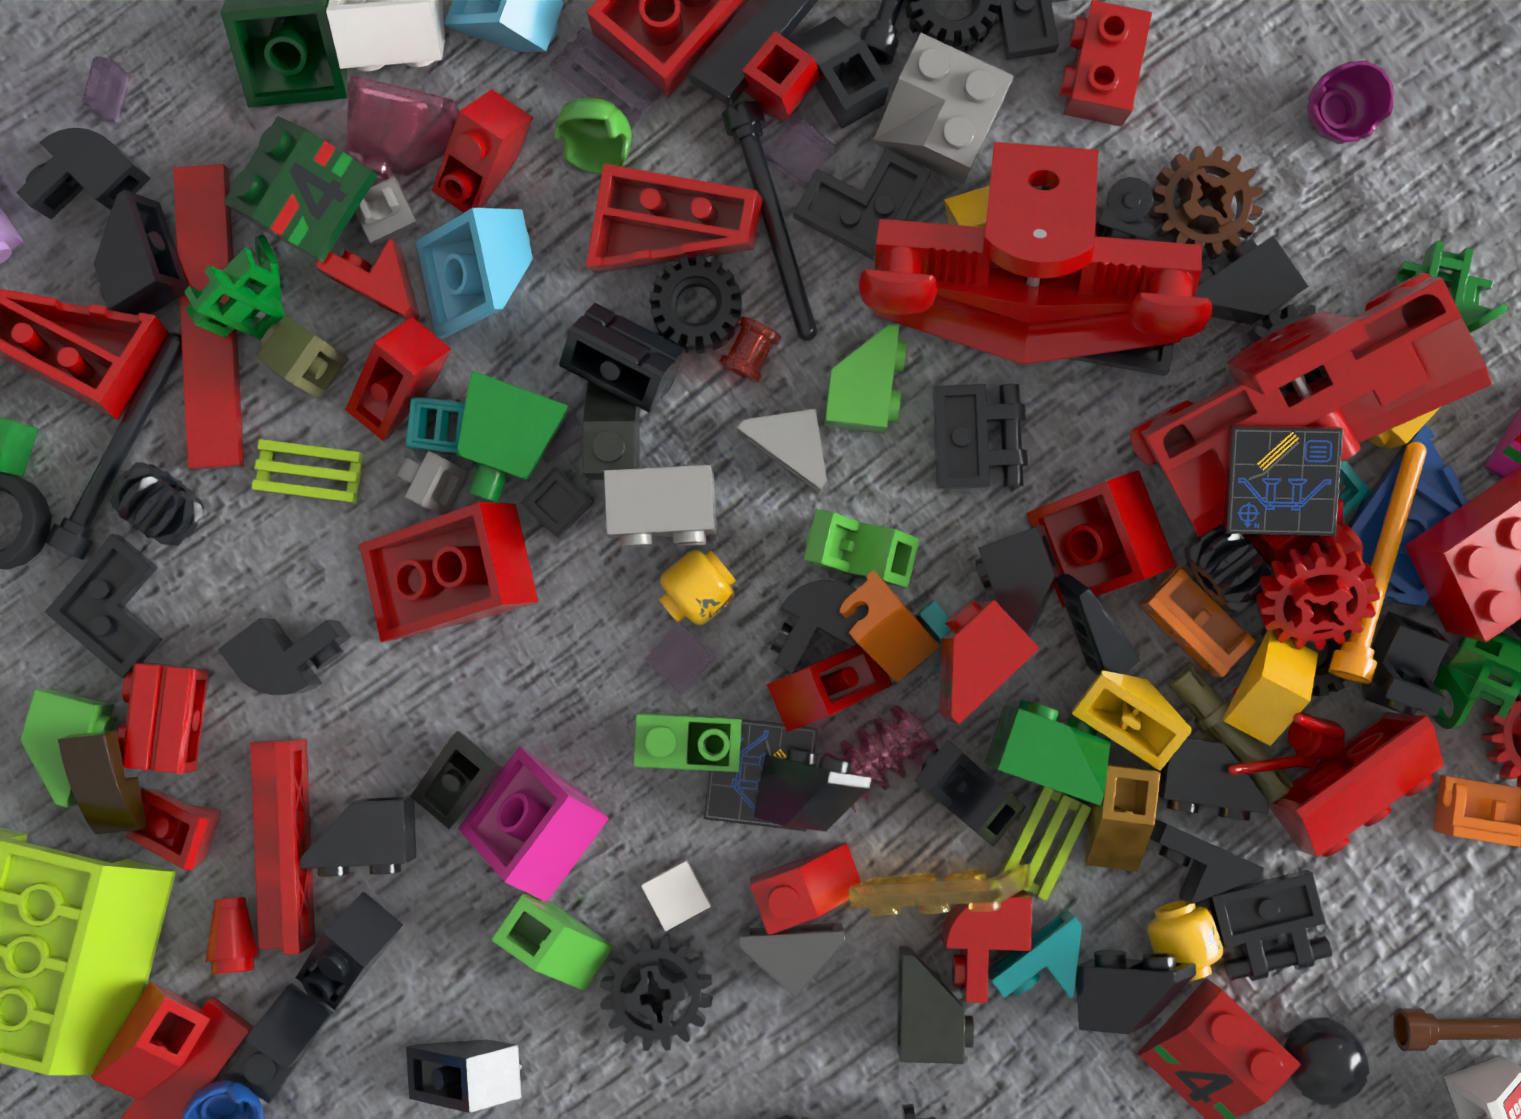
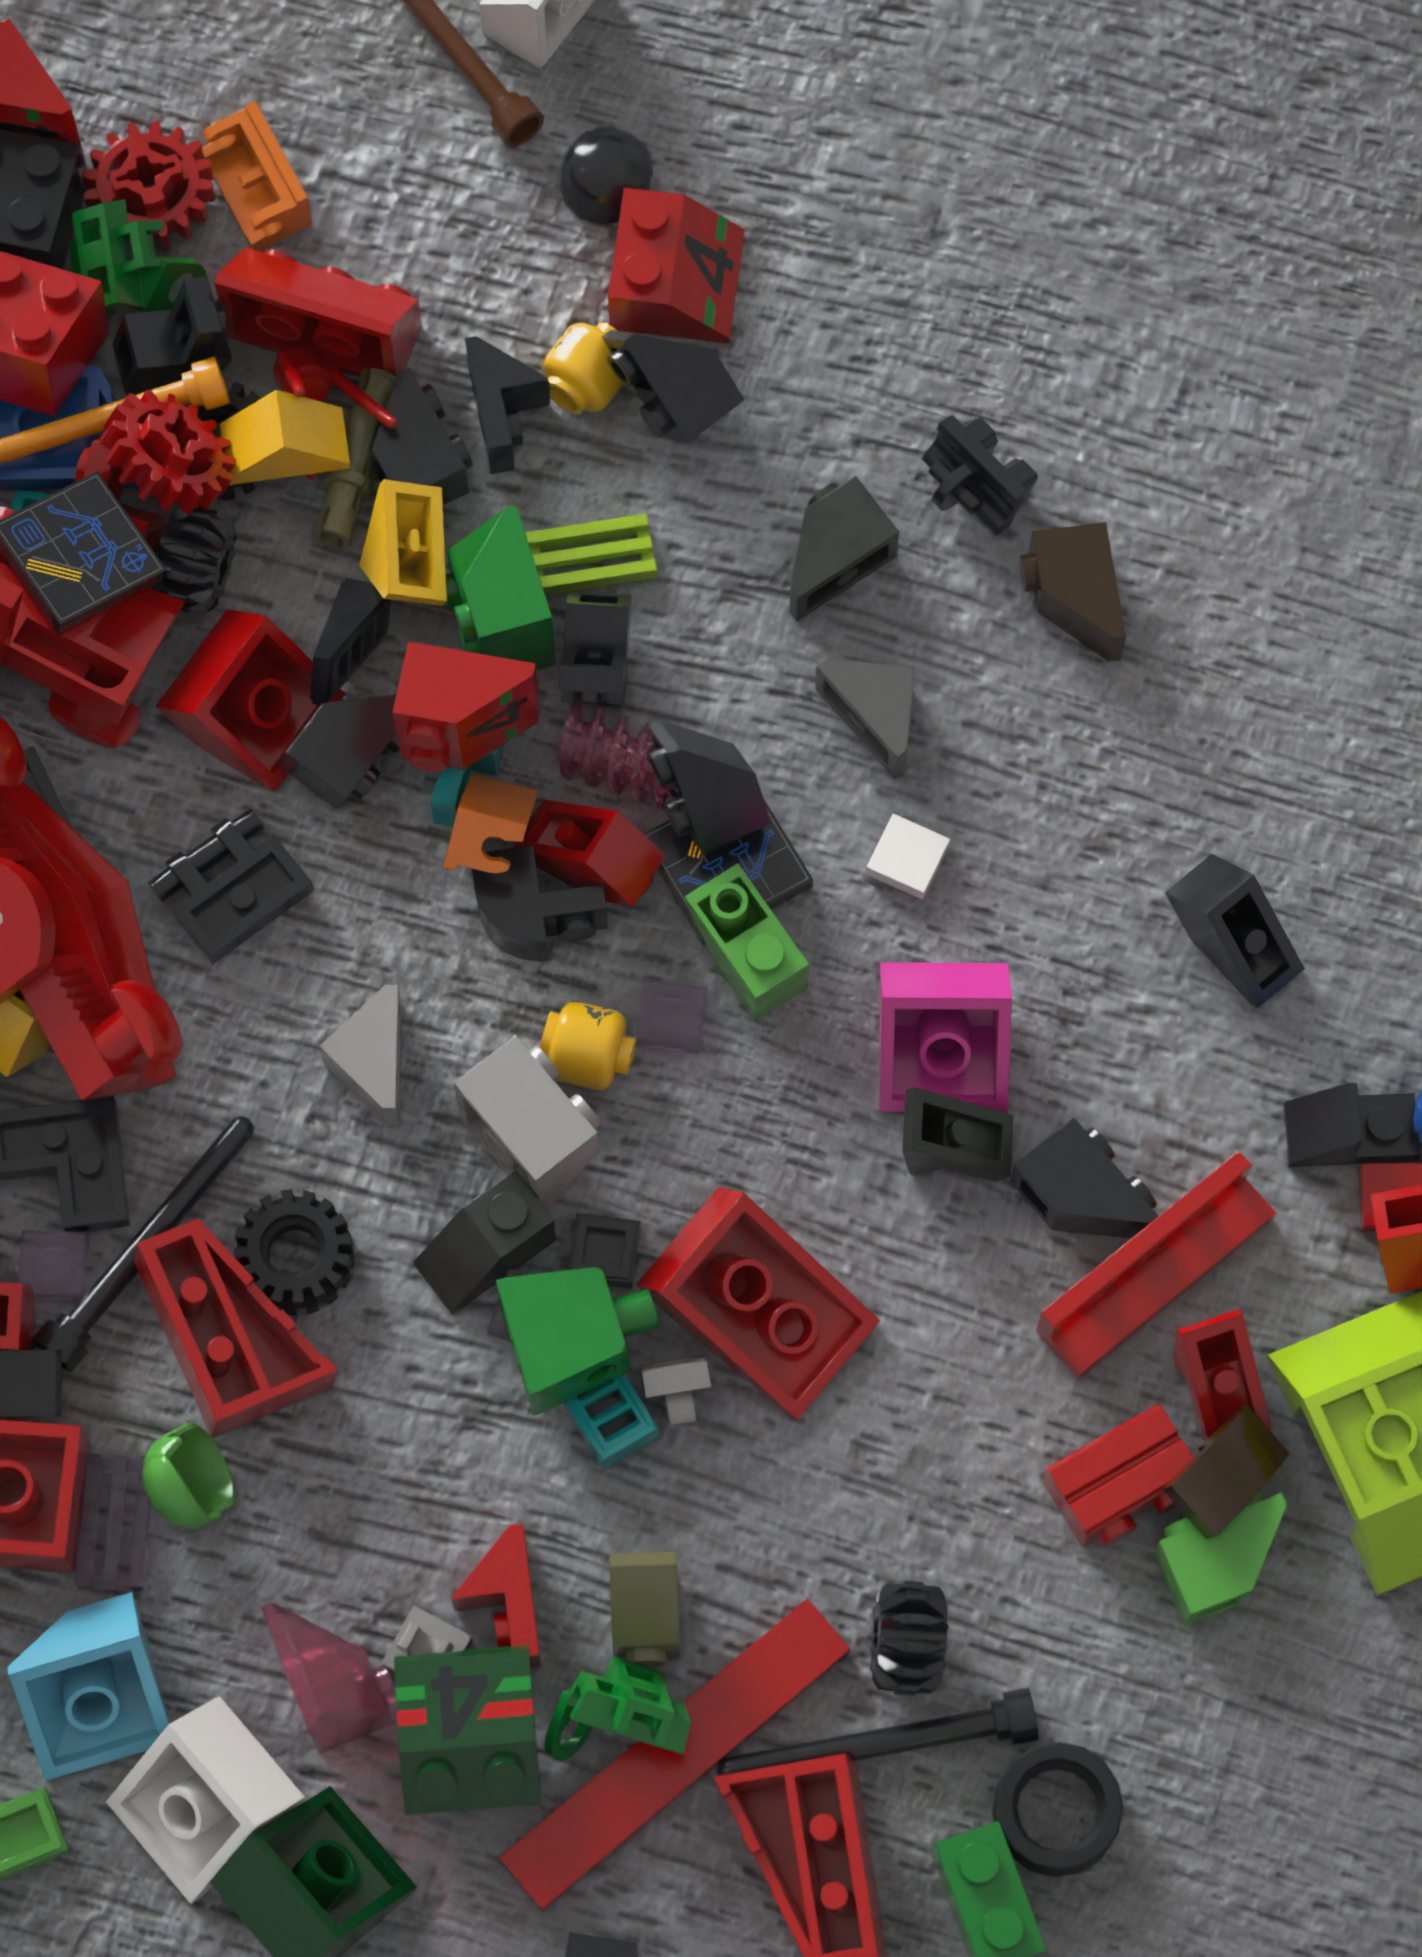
camera: 130 degrees left, 15 degrees down
(95, 608) = (1066, 1637): black plate -> none
(138, 258) = (668, 1858): black slope -> none
(231, 937) = (1286, 1247): red cone -> none
(265, 465) = (734, 1478): lime tile -> none
(276, 666) = (981, 1395): black brick -> none
(348, 951) = (1206, 1120): black slope -> none
(397, 368) = (594, 1497): red slope -> none
(473, 266) = (424, 1500): medium azure slope -> none
(481, 150) = (303, 1579): red slope -> none
(552, 942) = (1041, 937): bright green slope -> none
(621, 357) = (405, 1277): black brick -> none
(634, 999) = (1006, 778): black gear -> none
(750, 349) = (303, 1164): clear red bush -> none
(804, 888) = (807, 739): red slope -> none
(859, 548) = (429, 910): bright green brick -> none
(862, 383) = (258, 1028): bright green slope -> none
(970, 887) = (693, 590): clear yellow wing -> none
(985, 931) = (721, 557): red brick -> none
(1051, 947) = (688, 479): teal slope -> none
(1124, 820) = (528, 480): pearl gold slope -> none
(1196, 623) = (270, 554): orange hinge -> none
(1268, 910) = (498, 312): black plate -> none

